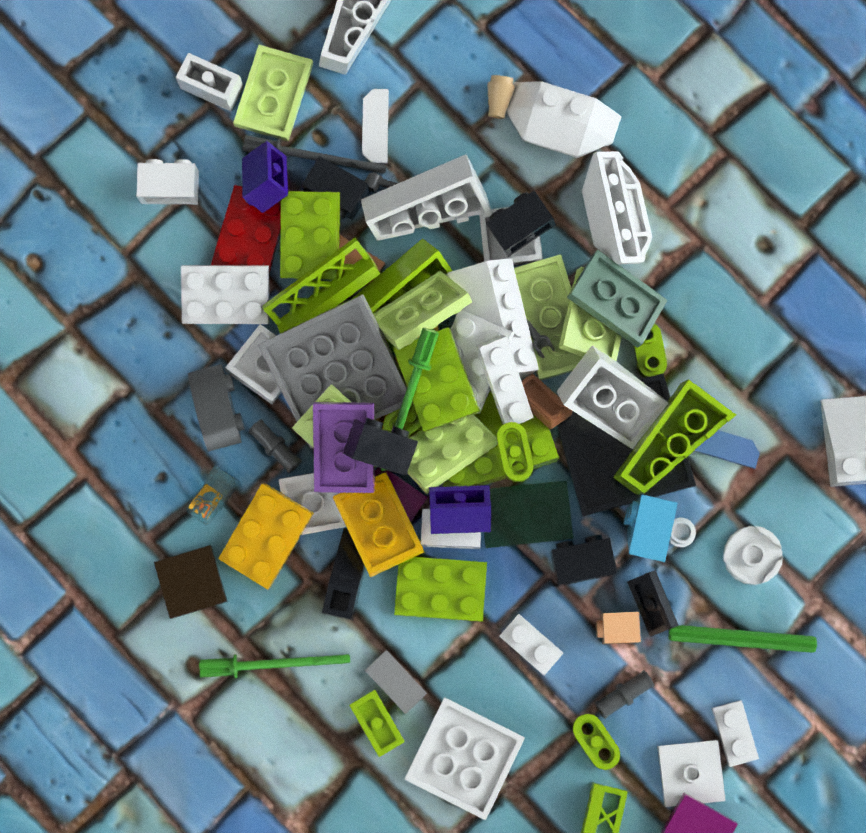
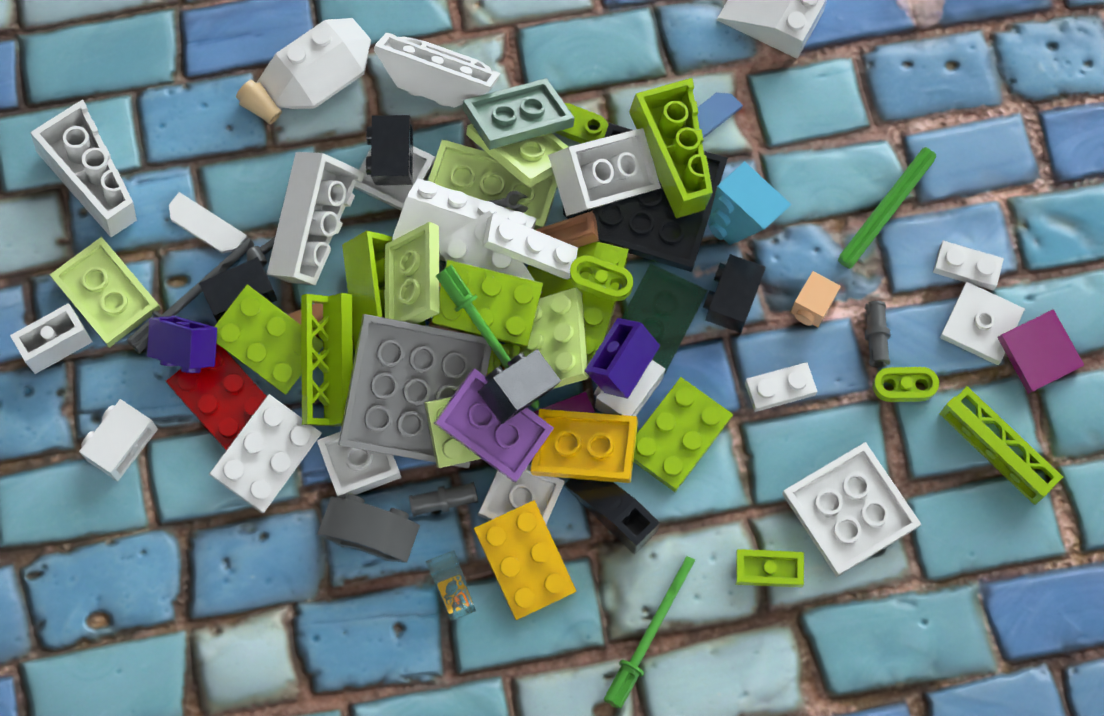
camera: 65 degrees left, 10 degrees down
(190, 582) = (520, 662): dark brown tile -> none
(396, 682) = (740, 528): light grey tile -> none
(652, 603) = (805, 256): black plate -> none
(752, 555) = (818, 154): white tile -> none

